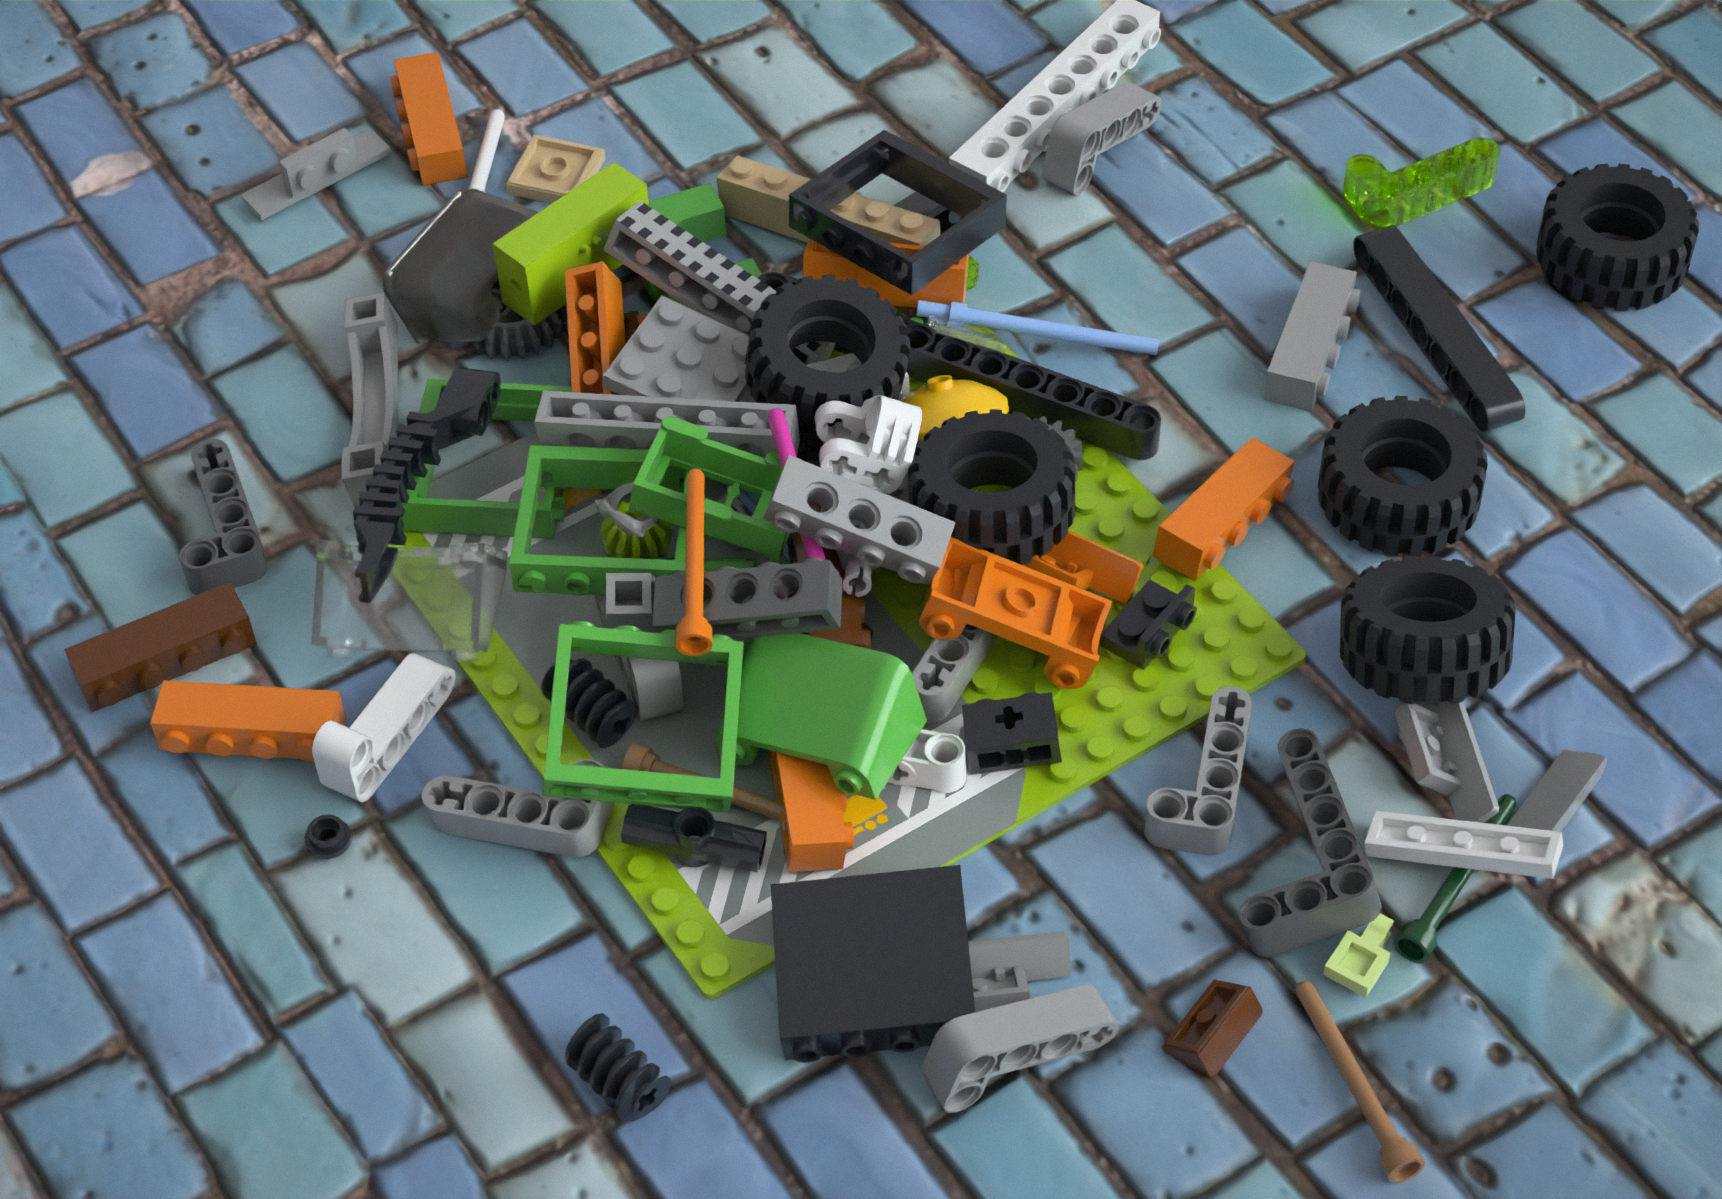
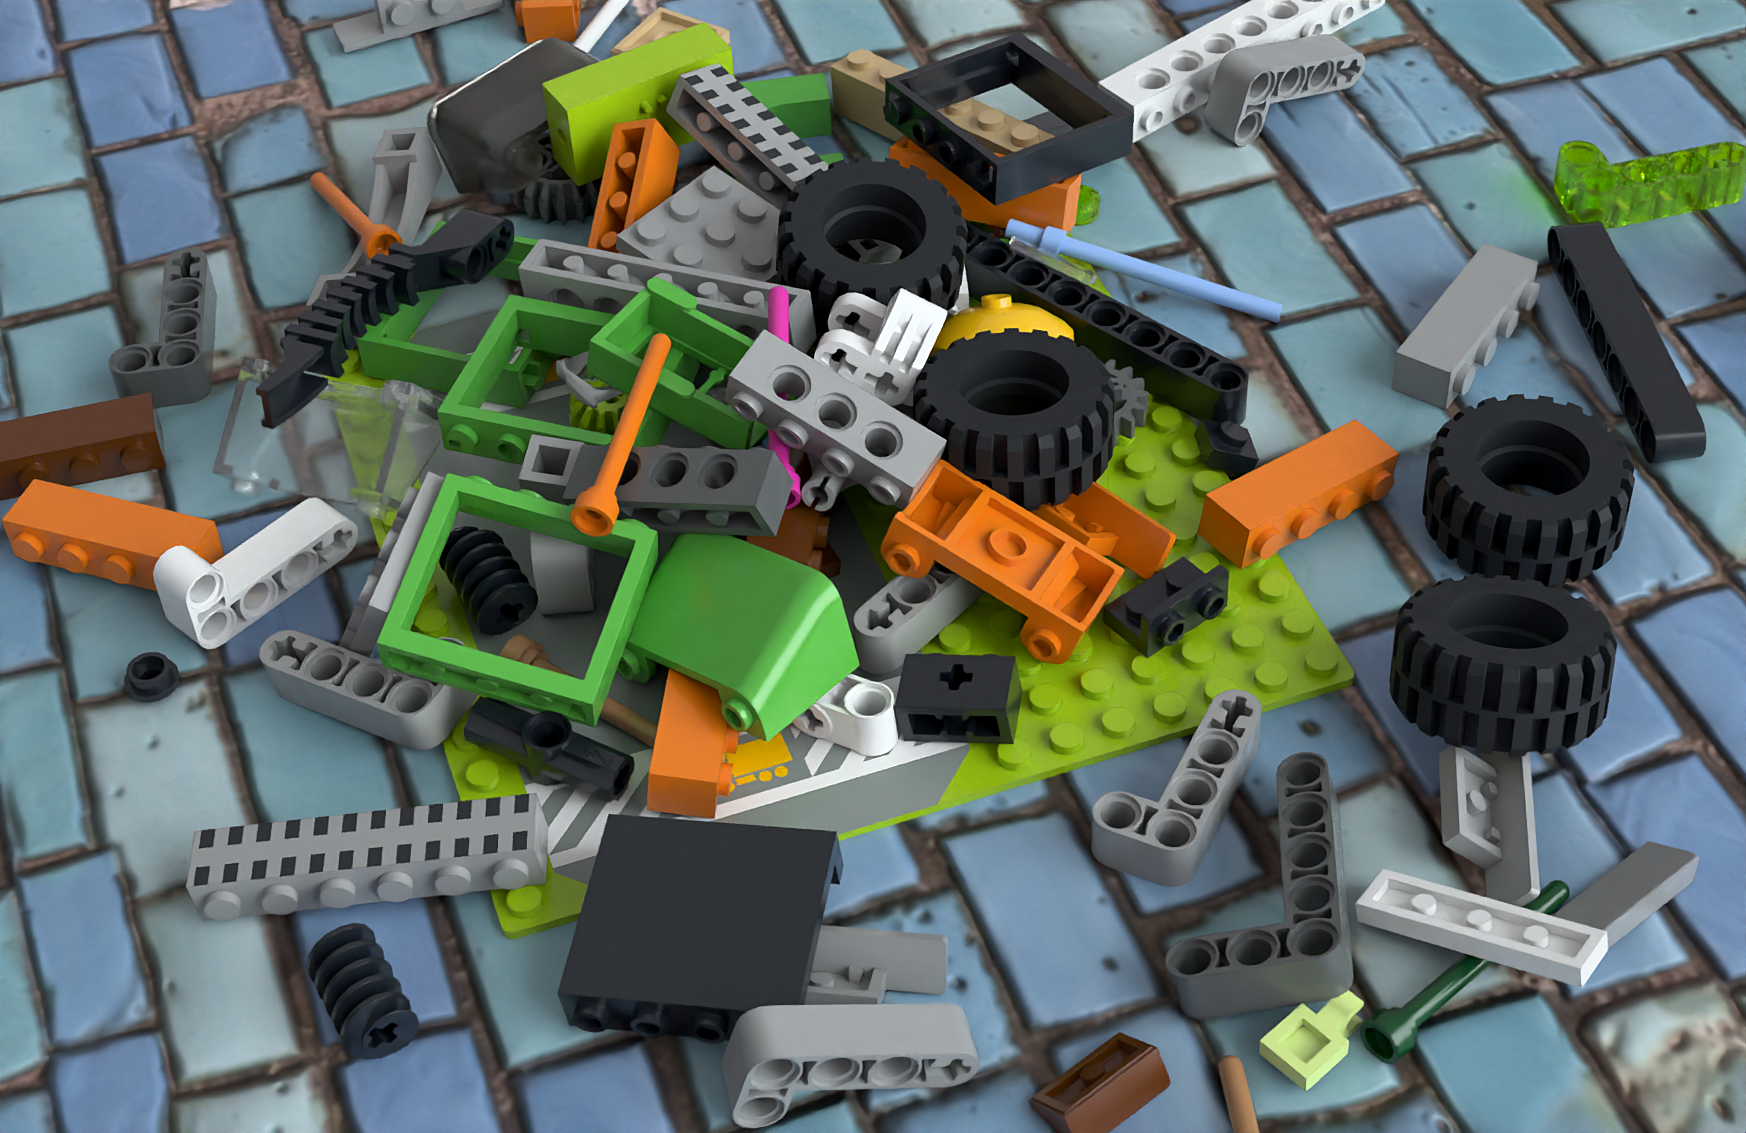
camera: 15 degrees right, 5 degrees down
(381, 408) = (374, 237): none -> orange piece
(521, 711) = (390, 567): none -> light grey plate
(579, 957) = (368, 857): none -> light grey brick
(1151, 475) = (1226, 446): none -> black plate

